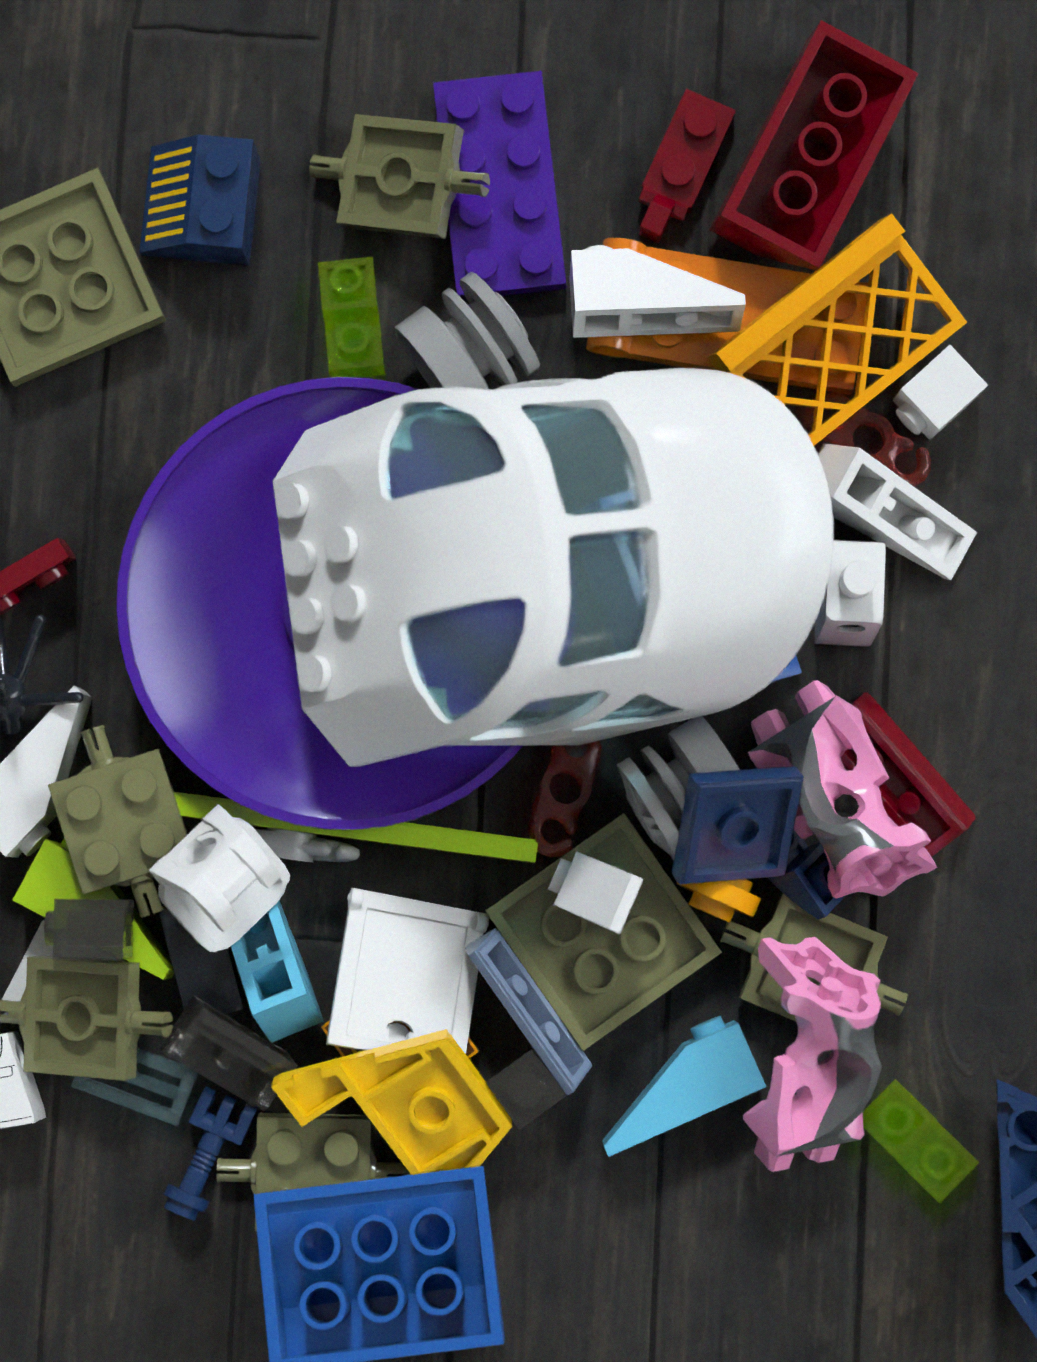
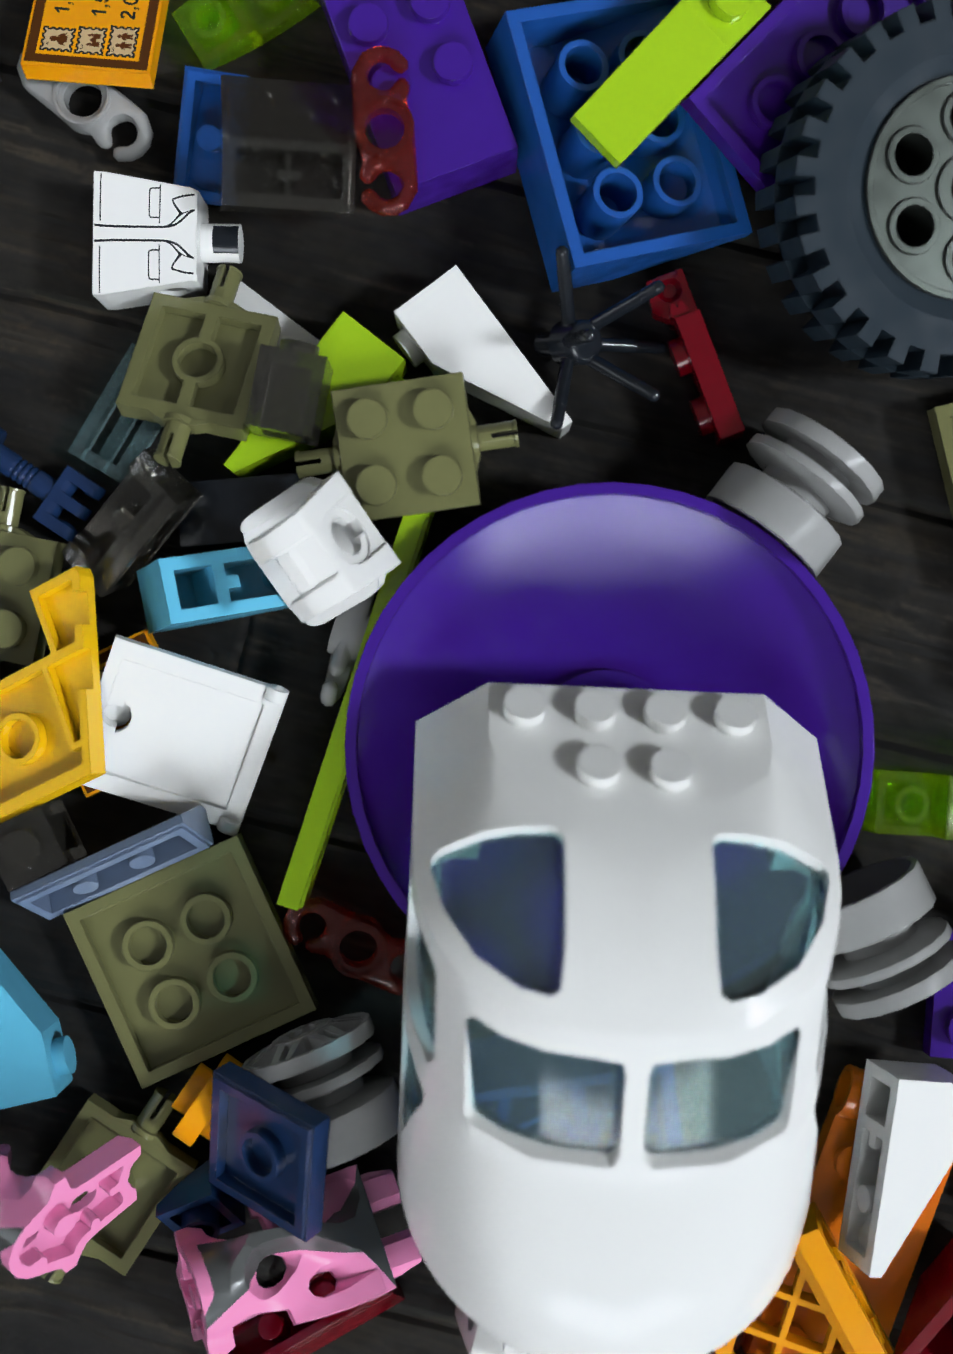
camera: 100 degrees right, 5 degrees up
(94, 482) = (803, 480): none -> light grey wheel
(595, 890) = (223, 973): white slope -> none

